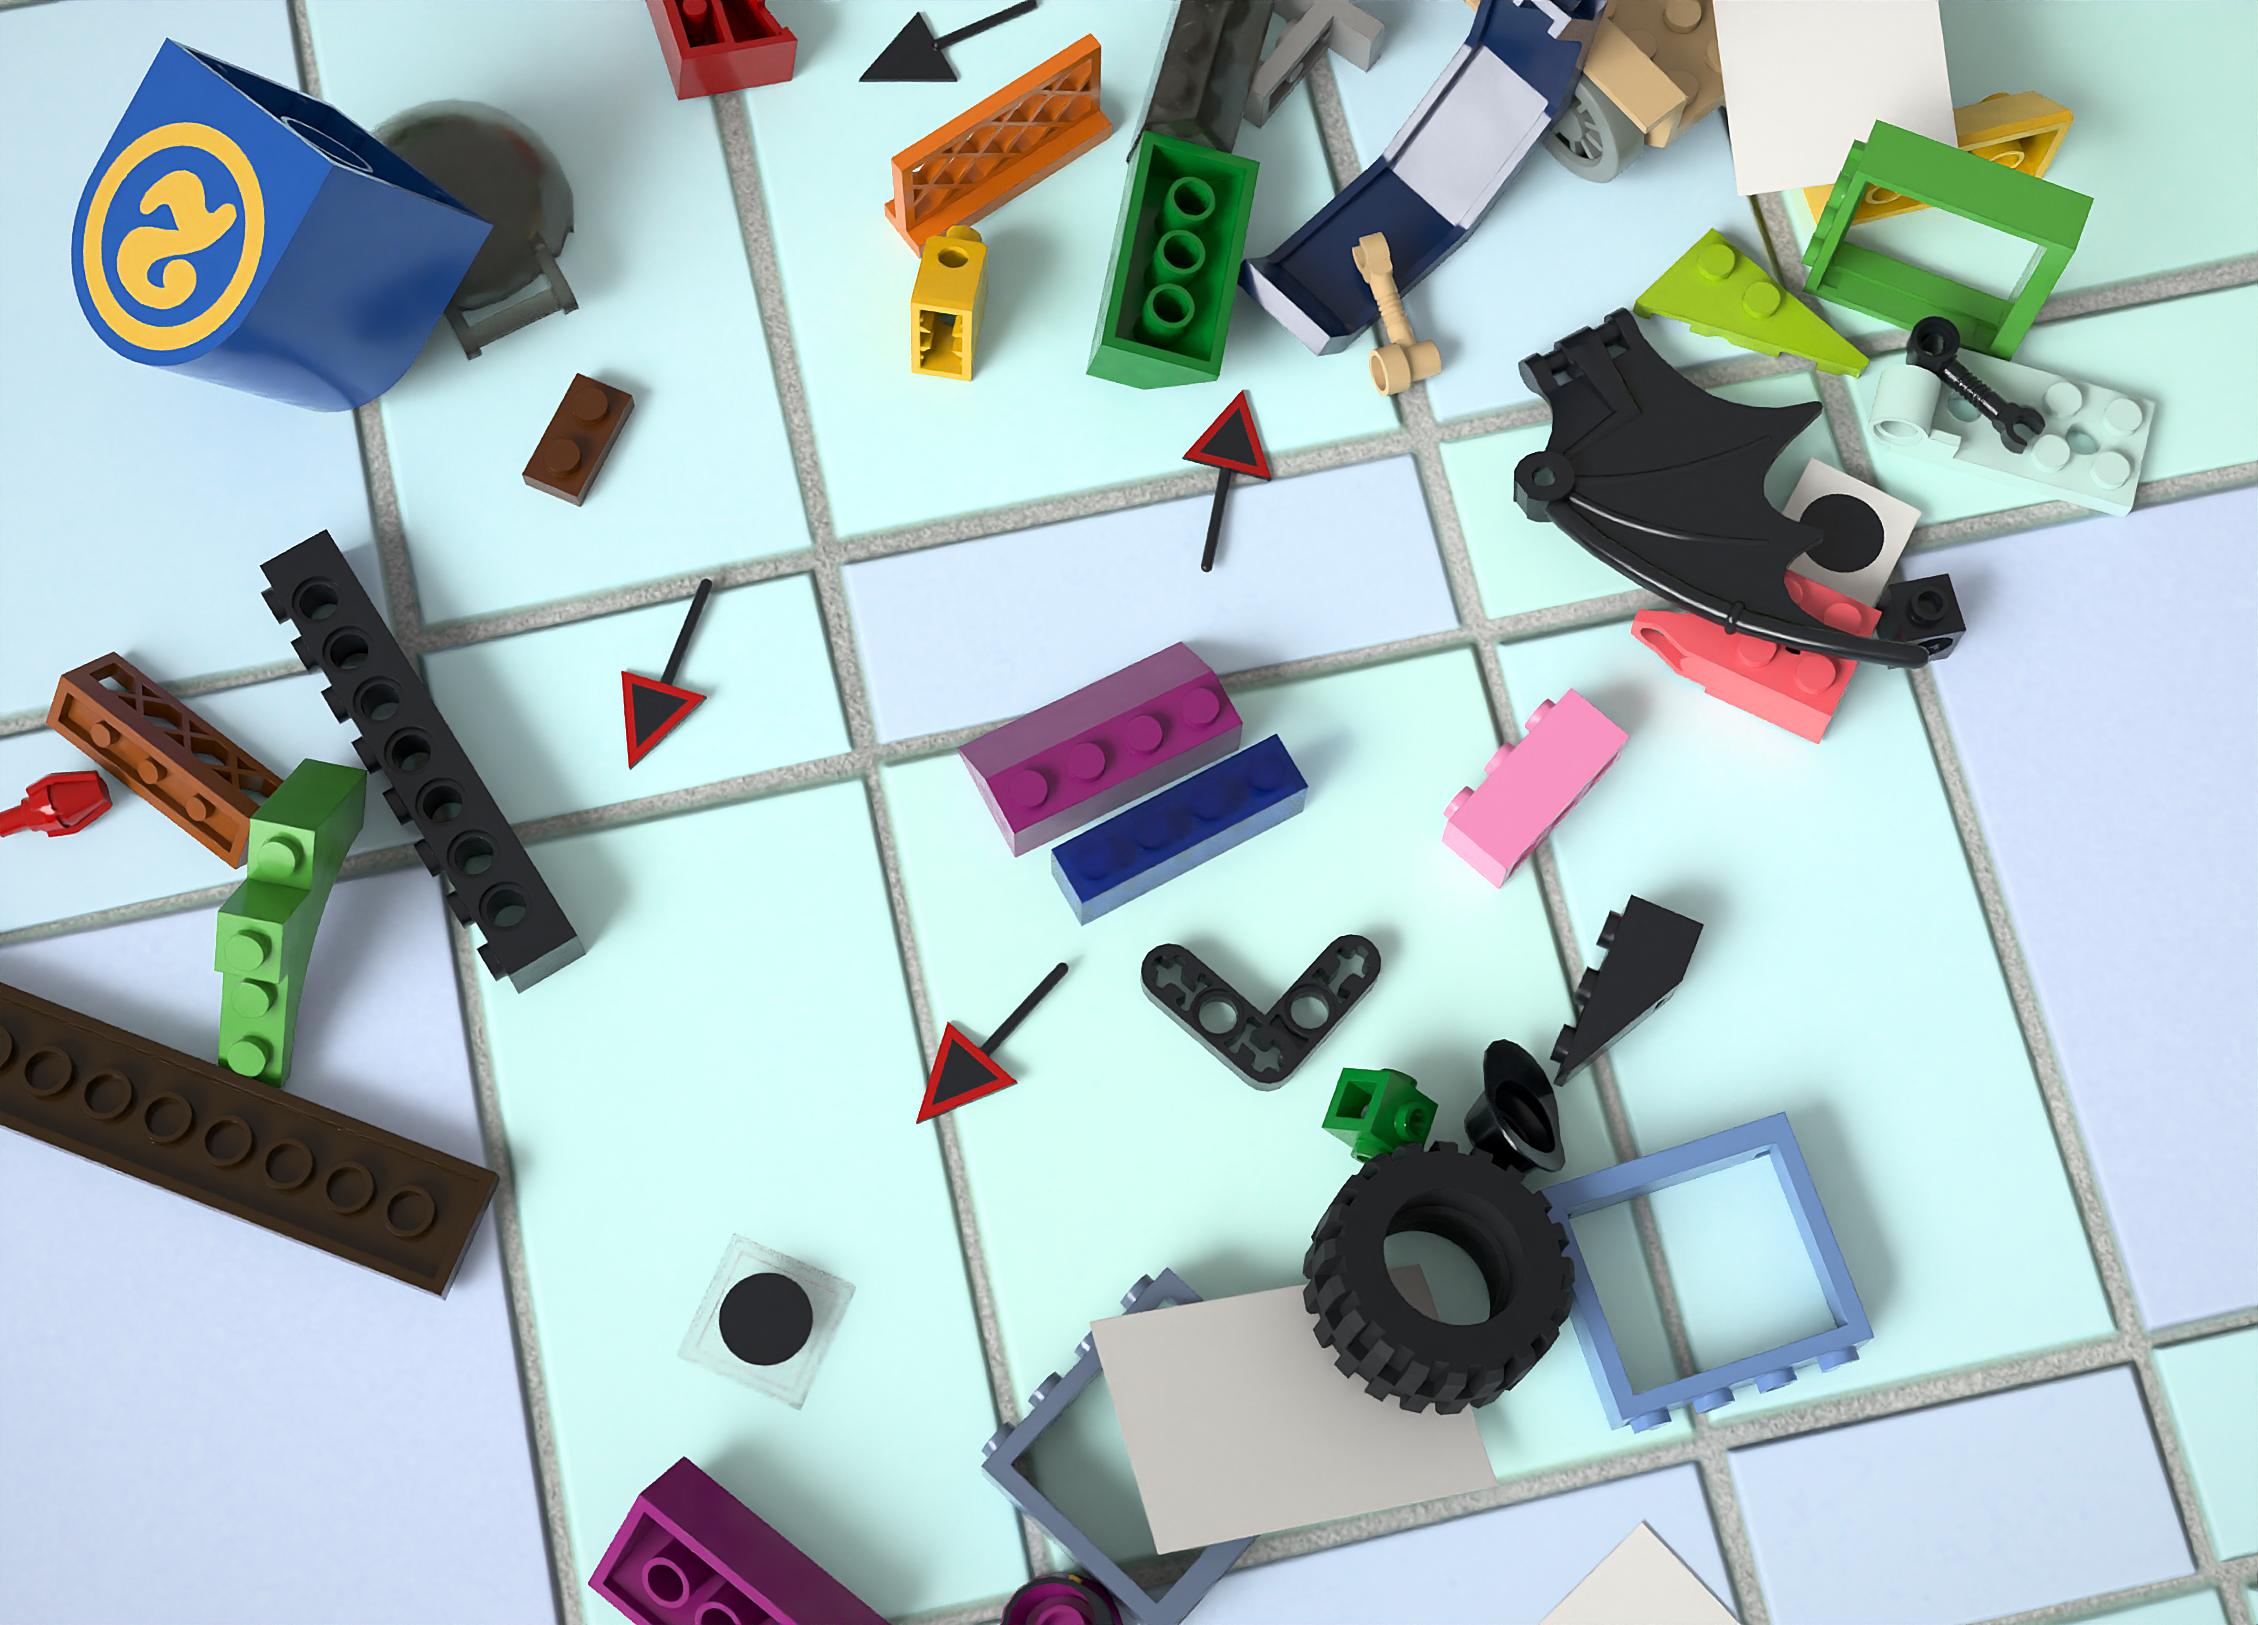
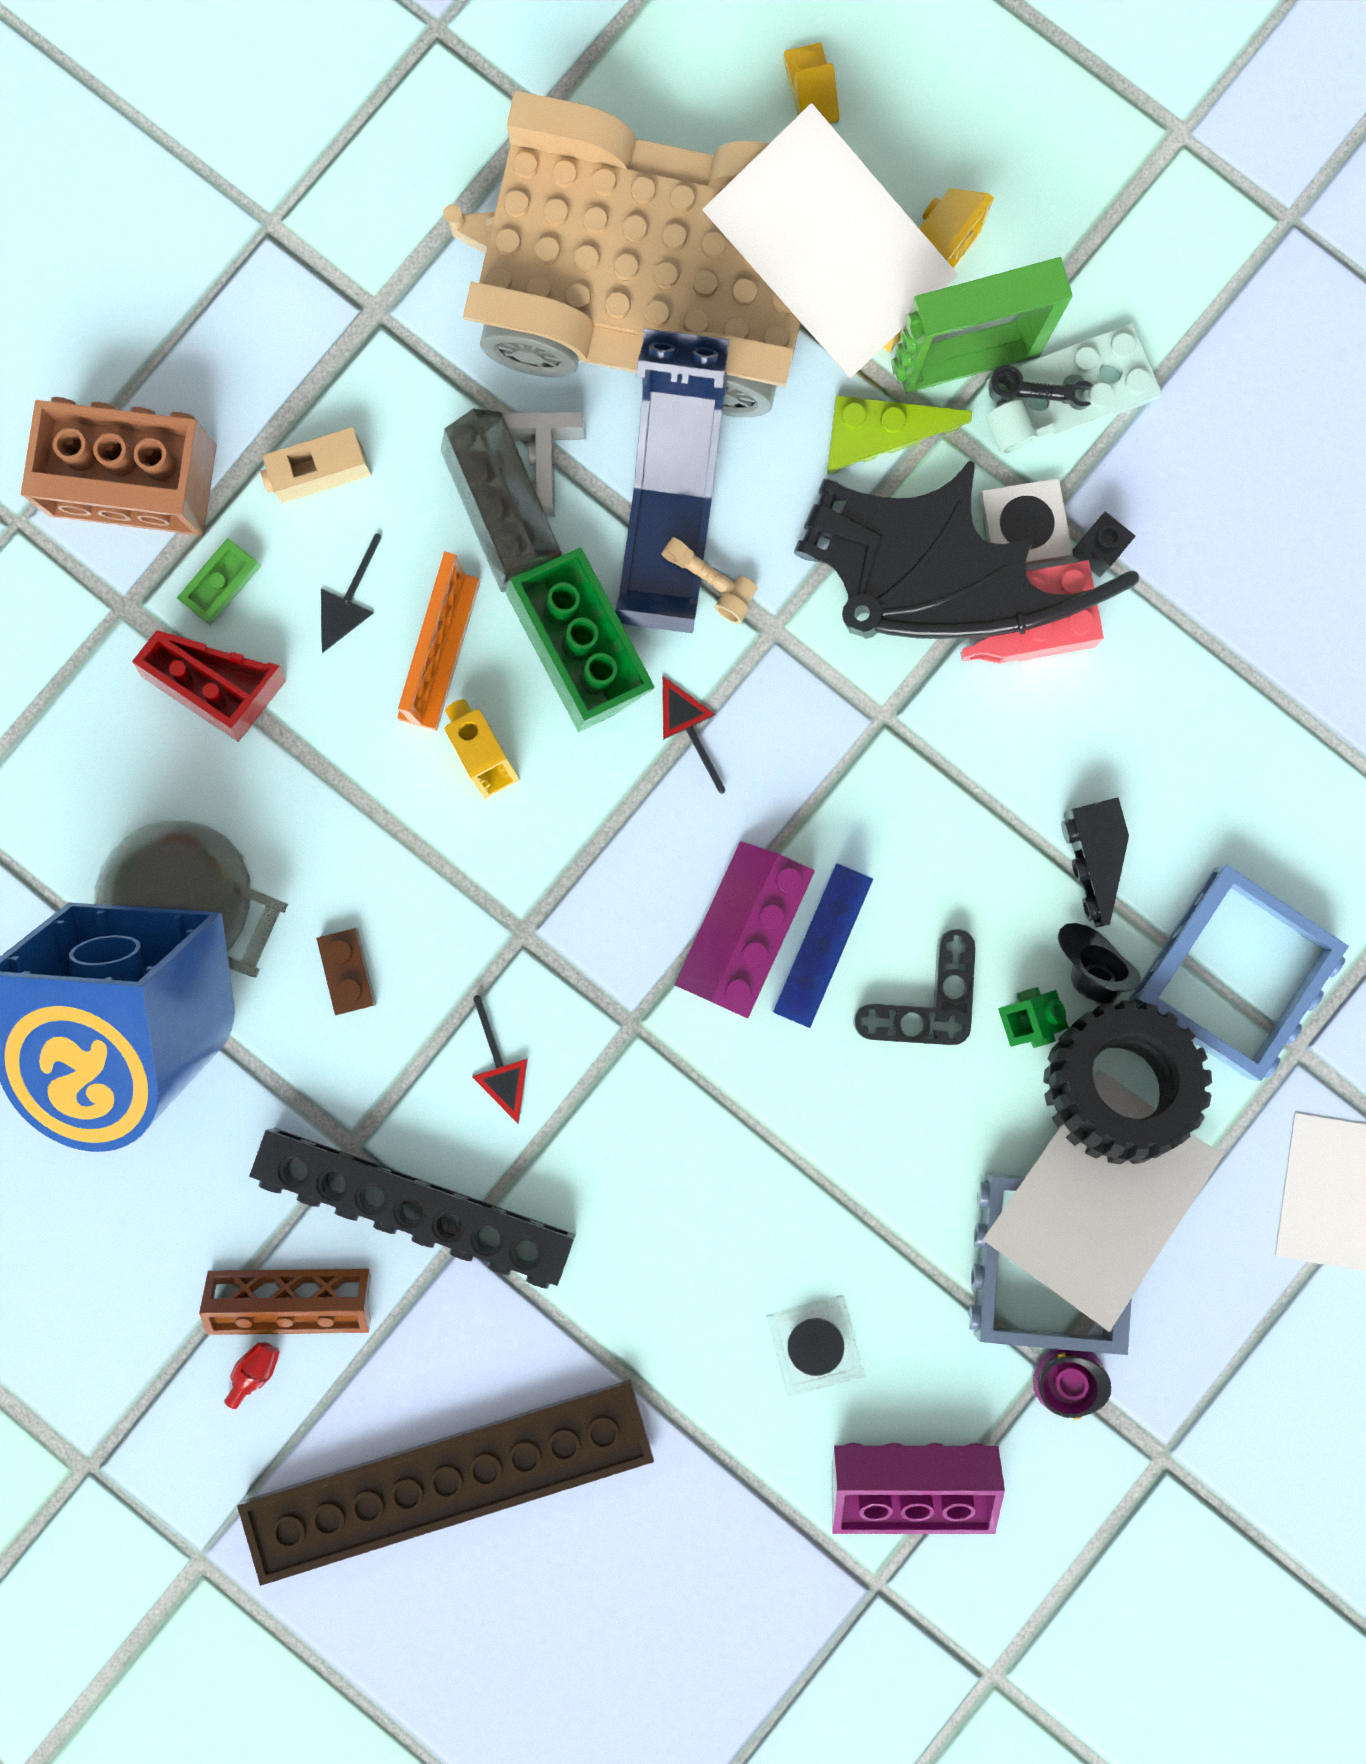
camera: 35 degrees left, 15 degrees up
(275, 913) = (420, 1353): bright green arch -> none
(966, 1072) = (810, 1147): piece -> none
(1532, 786) = (976, 784): bright pink brick -> none

